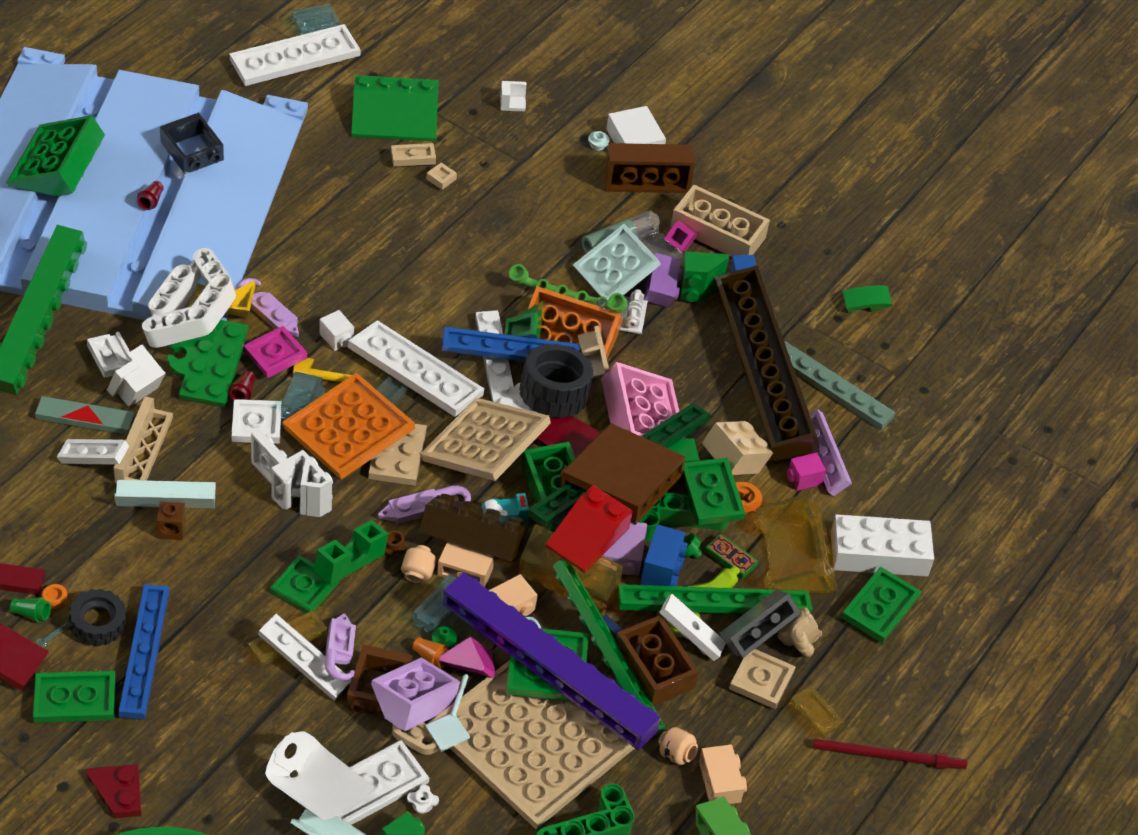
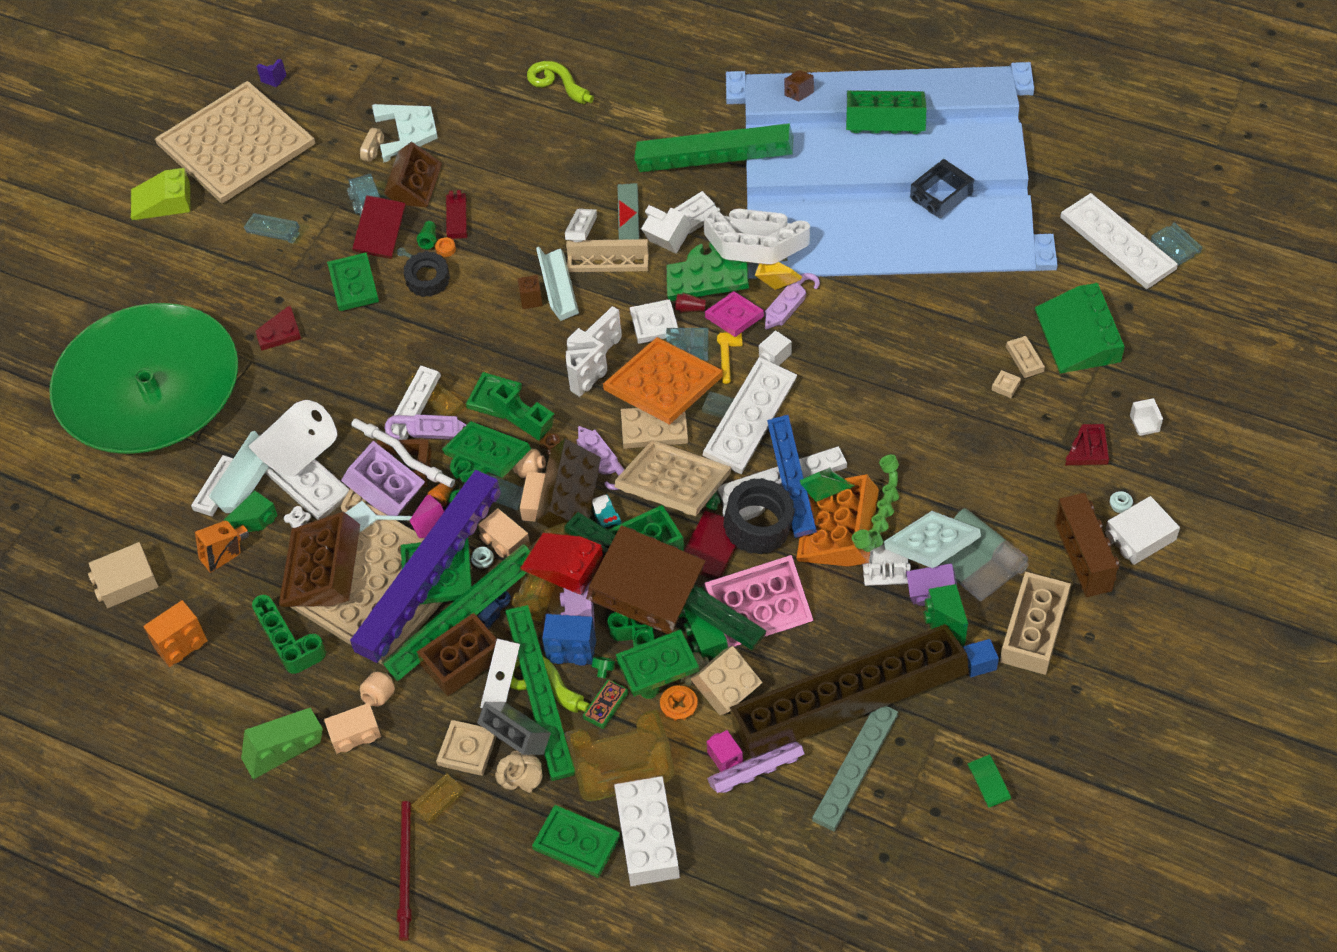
camera: 90 degrees right, 5 degrees up
(144, 652) = (403, 310): blue plate -> none
(149, 196) = (867, 179): dark red cone -> none
(339, 693) = (432, 473): none -> white bar
(397, 596) = (483, 450): none -> green plate
(508, 772) = (320, 562): none -> reddish brown slope
(532, 141) = (1089, 446): none -> dark red wing
(593, 348) = (810, 544): tan panel -> none
(681, 236) = (1000, 590): dark pink brick -> none

